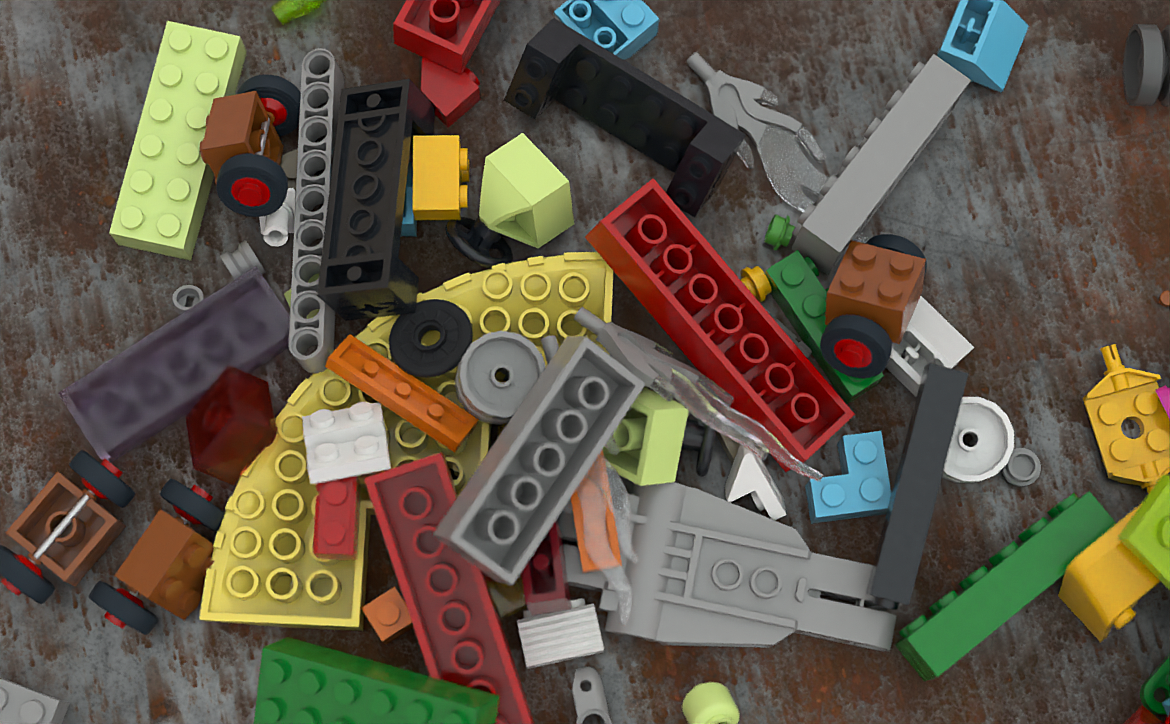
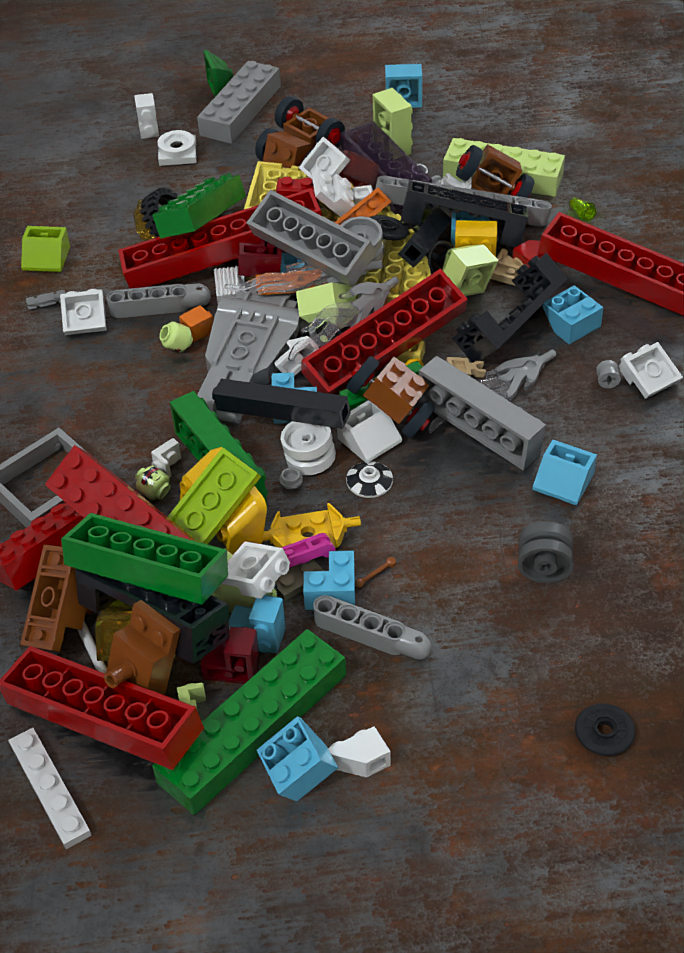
camera: 100 degrees right, 30 degrees down
(67, 346) = (393, 116): none -> yellowish green brick
(255, 467) = (326, 158): none -> white plate
(319, 392) = (361, 192): none -> white tile
(483, 124) = (506, 268): none -> tan wing
(484, 267) = (425, 237): none -> black brick
(662, 679) = (198, 321): none -> orange brick
(744, 205) = (469, 368): none -> tan plate
(987, 356) = (369, 479): none -> dish
(998, 680) = (166, 455): none -> white bracket
(1064, 692) = (152, 483): none -> yellowish green head

